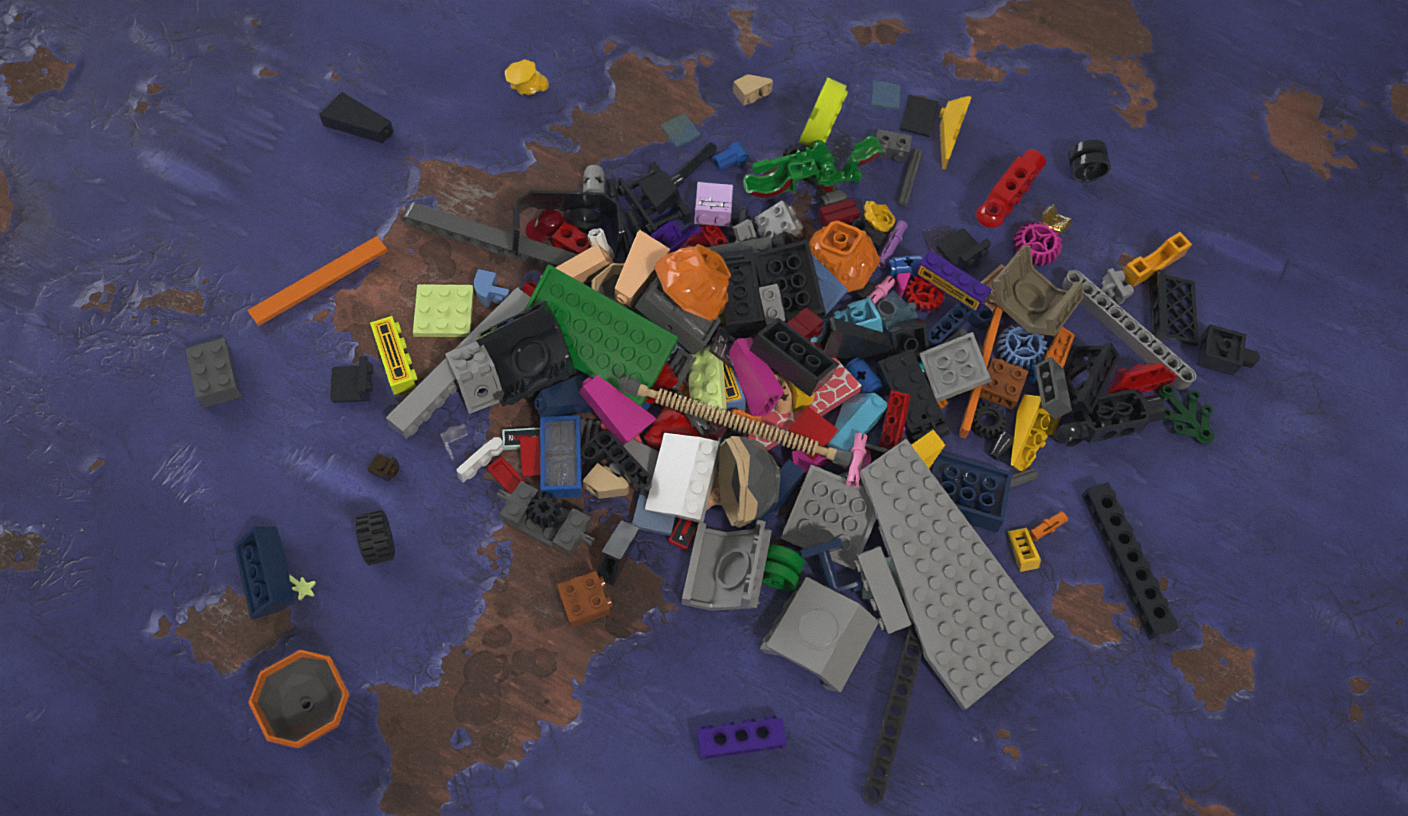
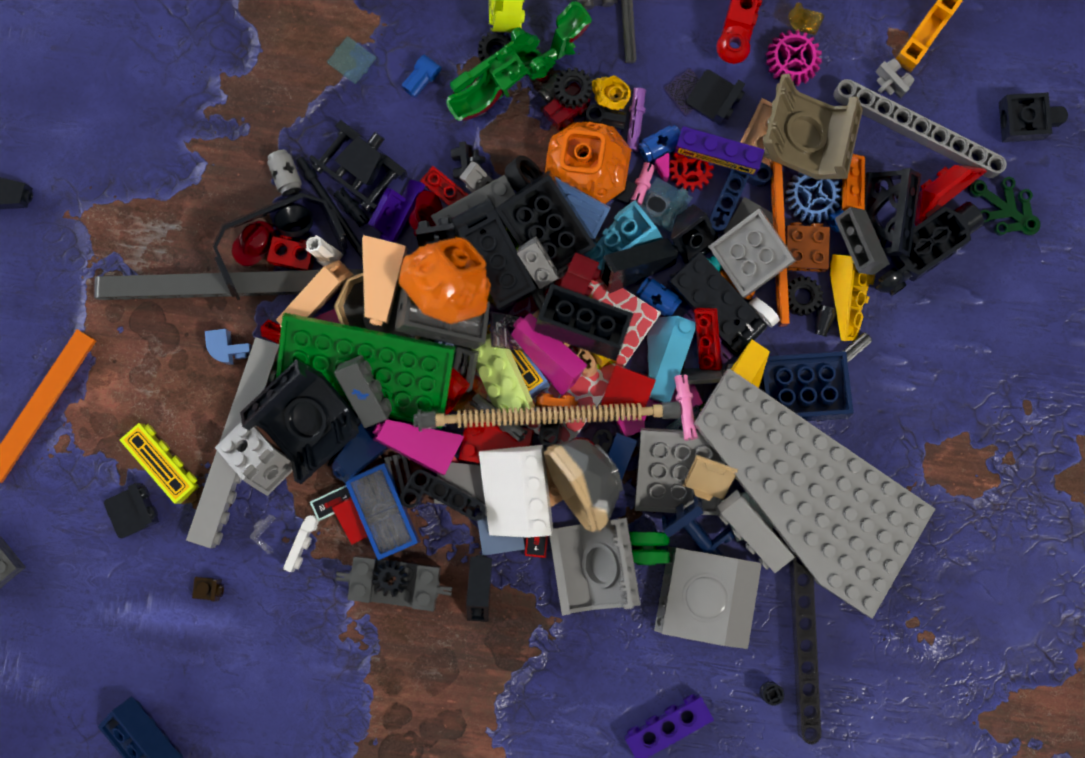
camera: 15 degrees left, 20 degrees up
(302, 587) = (185, 741): yellowish green piece -> none
(374, 537) = (235, 673): black tyre -> none
(443, 310) = (188, 389): yellowish green plate -> none
(505, 474) = (334, 549): red tile -> none
(526, 78) = (150, 62): yellow piece -> none
(584, 599) = (466, 651): dark orange brick -> none
(588, 347) = (363, 391): none -> dark grey brick
(604, 484) = (435, 521): tan slope -> none
(697, 160) = (382, 101): black axle -> none
(713, 204) = (425, 148): lavender brick -> none
(779, 219) = (504, 142): light grey bracket -> none
(849, 743) = (768, 690): none -> black wheel
(852, 191) = (577, 76): none -> black tyre
(857, 526) = (709, 478): none -> tan piece
(952, 418) = (765, 312): none -> white beam
(1026, 561) = (885, 421): yellow slope -> none
(1048, 526) = (897, 391): orange pin -> none
(1127, 570) = (989, 411): black brick -> none
(1160, 306) = (944, 82): black fence -> none

